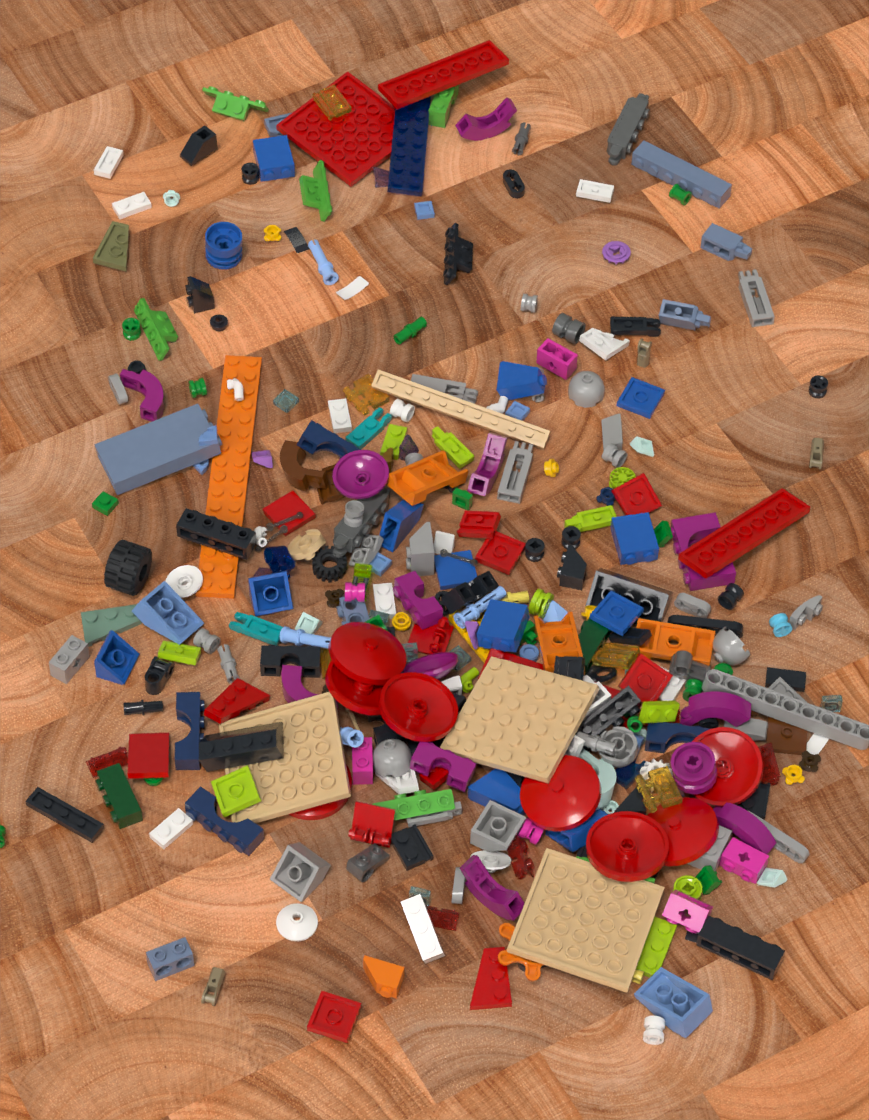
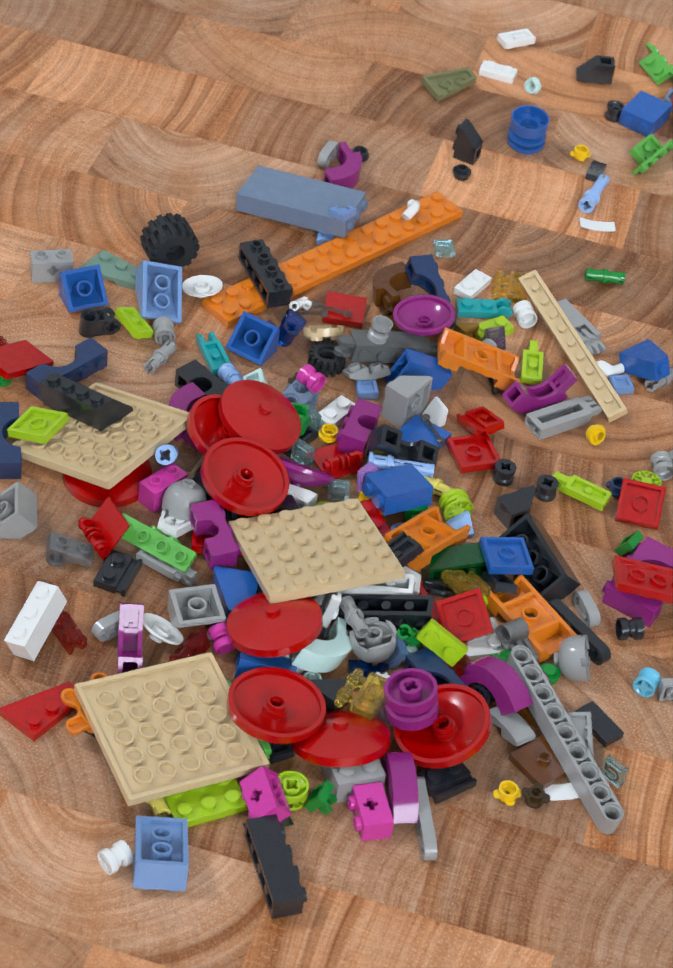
camera: 40 degrees right, 10 degrees down
(105, 503) = (219, 207): green plate -> none
(131, 329) = (390, 131): green wheel -> none
(142, 707) = (59, 332): black axle -> none
(156, 327) = (411, 142): bright green bracket -> none
(197, 387) = (386, 192): green wheel -> none
(233, 700) = (136, 379): red wing -> none
(263, 458) = (373, 265): medium lavender slope -> none
(363, 574) = (336, 385): clear neon green leg -> none
(426, 894) = (73, 605): clear light blue tile -> none
(462, 499) = (492, 398): green plate -> none
(634, 538) = (600, 528): blue brick -> none
(771, 770) = (491, 763): clear red hinge -> none
(772, 878) = (380, 847): light aqua slope -> none

